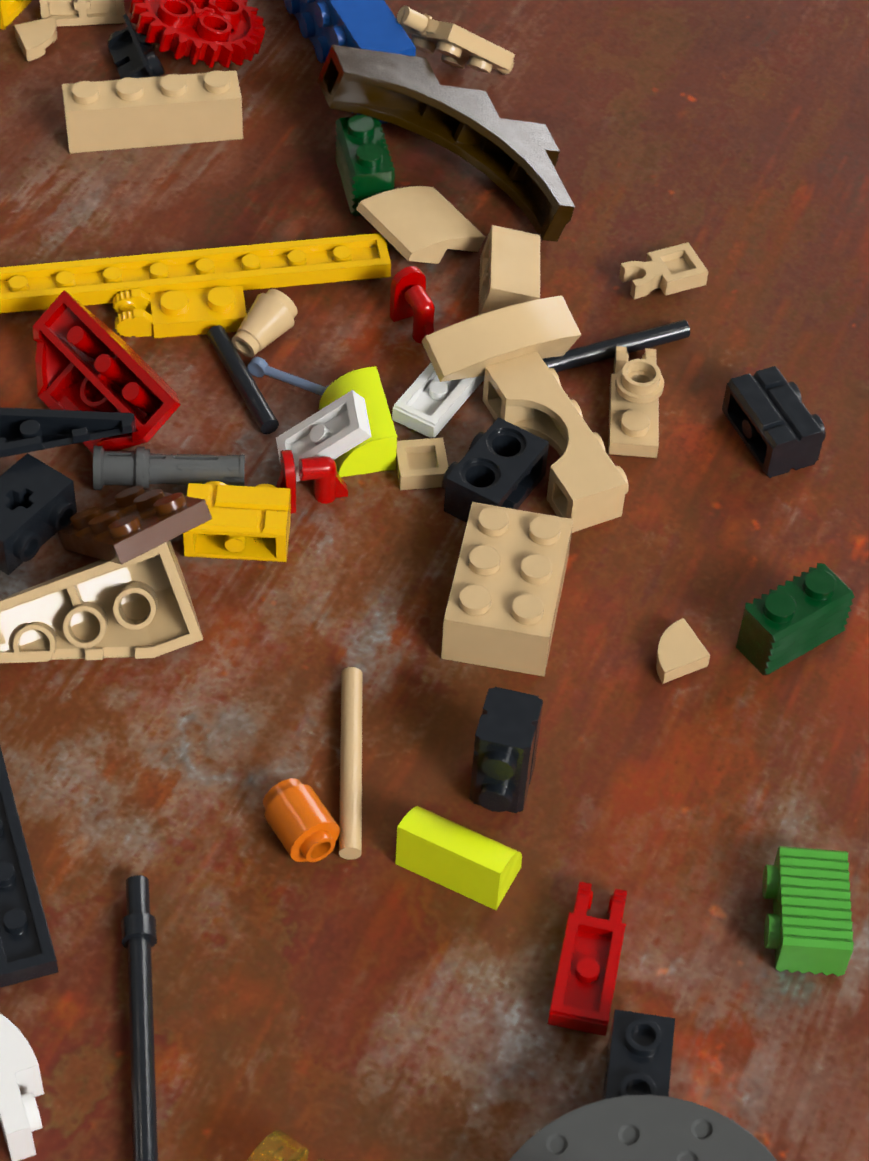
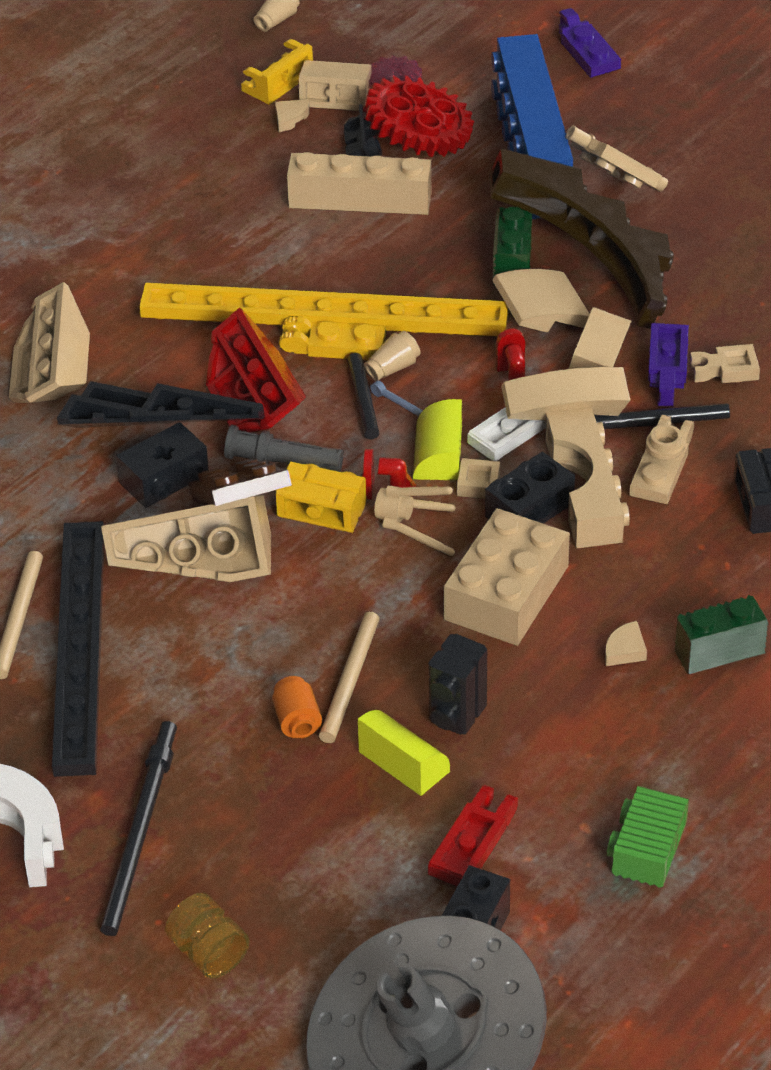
camera: 20 degrees right, 5 degrees down
(328, 431) = (409, 441): white plate -> none
(336, 515) = (396, 504): none -> tan plant
(595, 277) = (668, 360): none -> dark purple hinge

